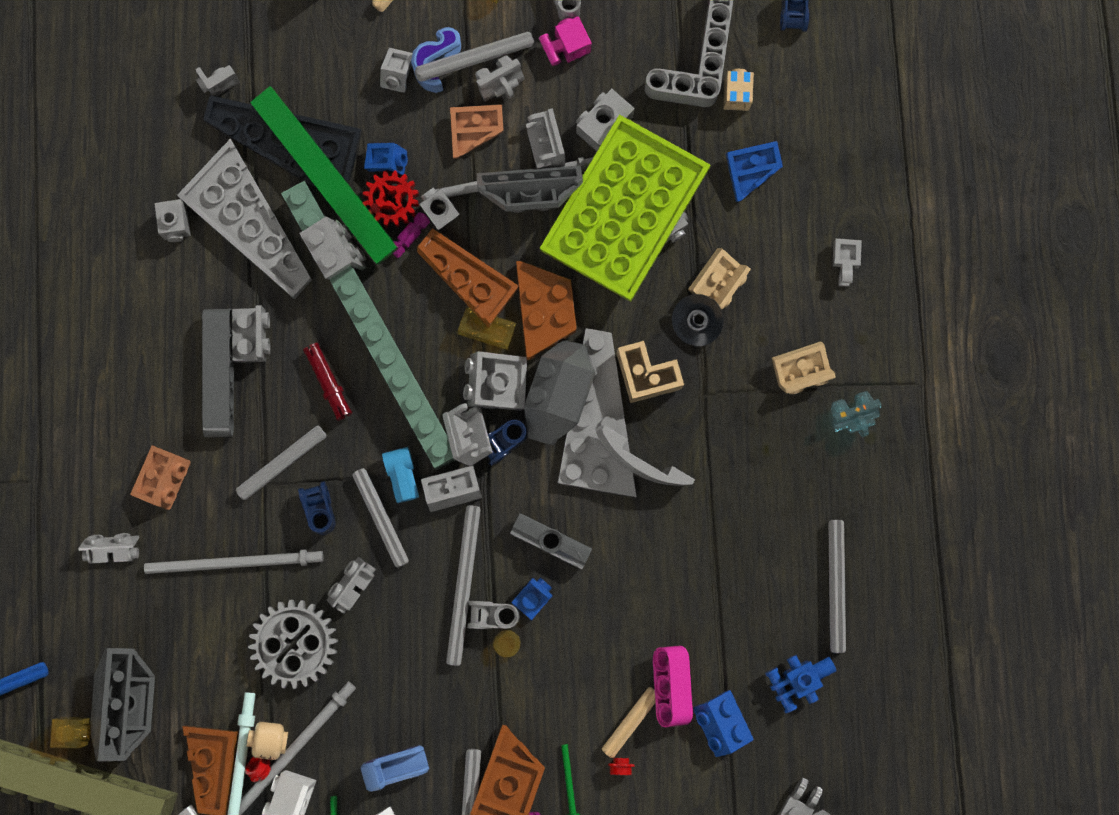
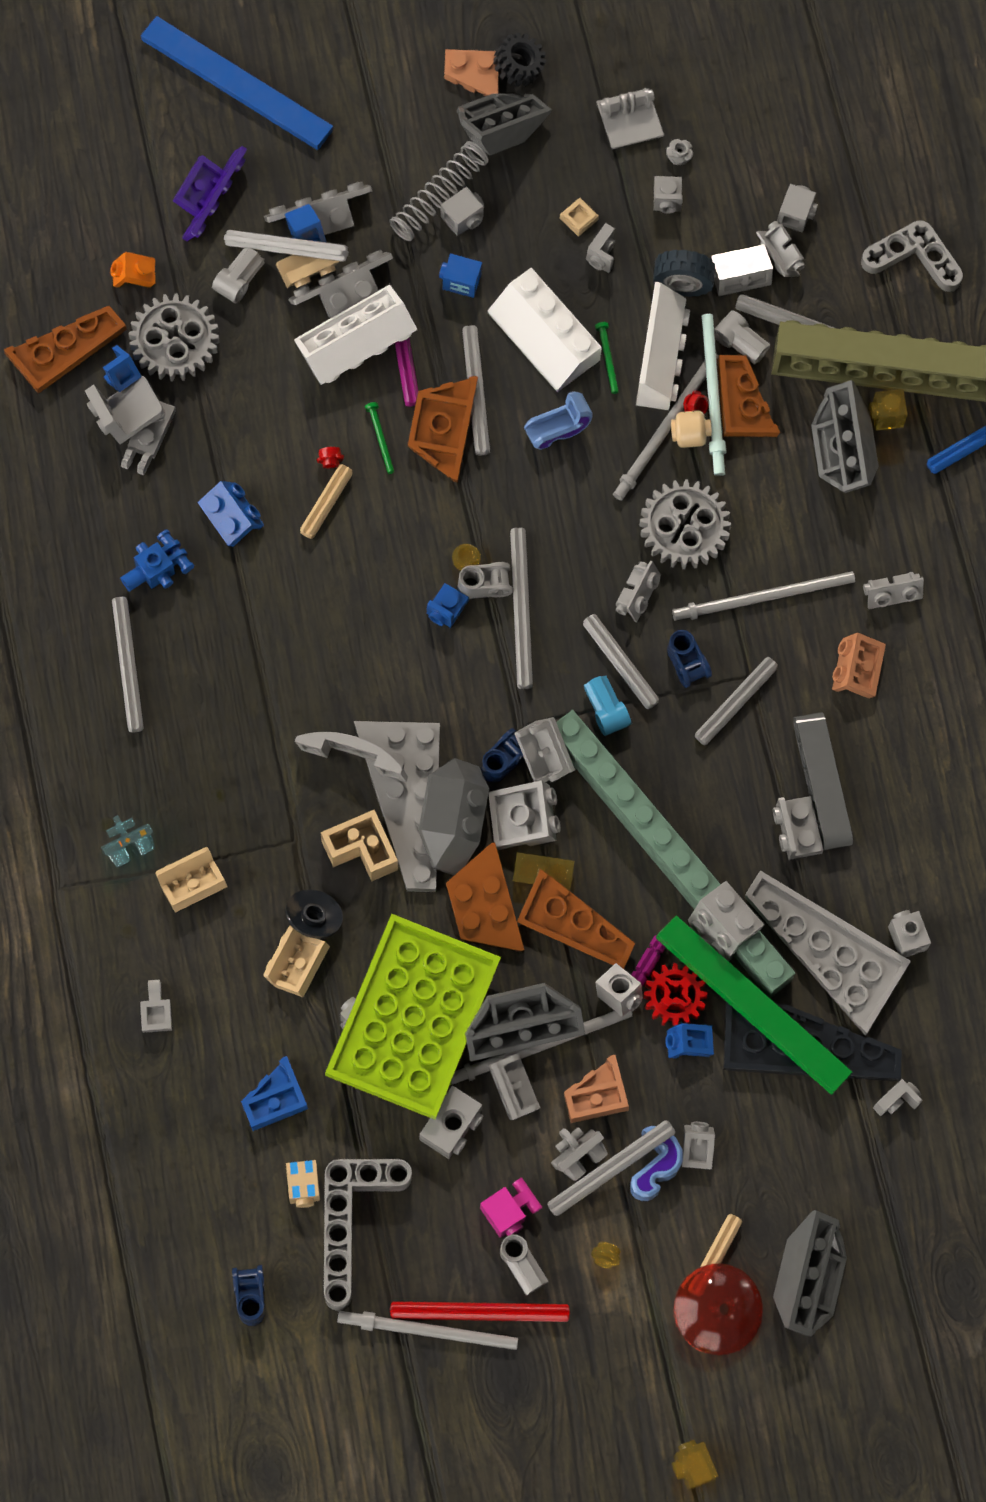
camera: 175 degrees right, 10 degrees down
(331, 390) = (697, 780): dark red pin -> none
(451, 488) = (551, 698): light grey hinge -> none
(567, 549) = (419, 656): dark grey piece -> none
(672, 686) = (289, 538): dark pink beam -> none

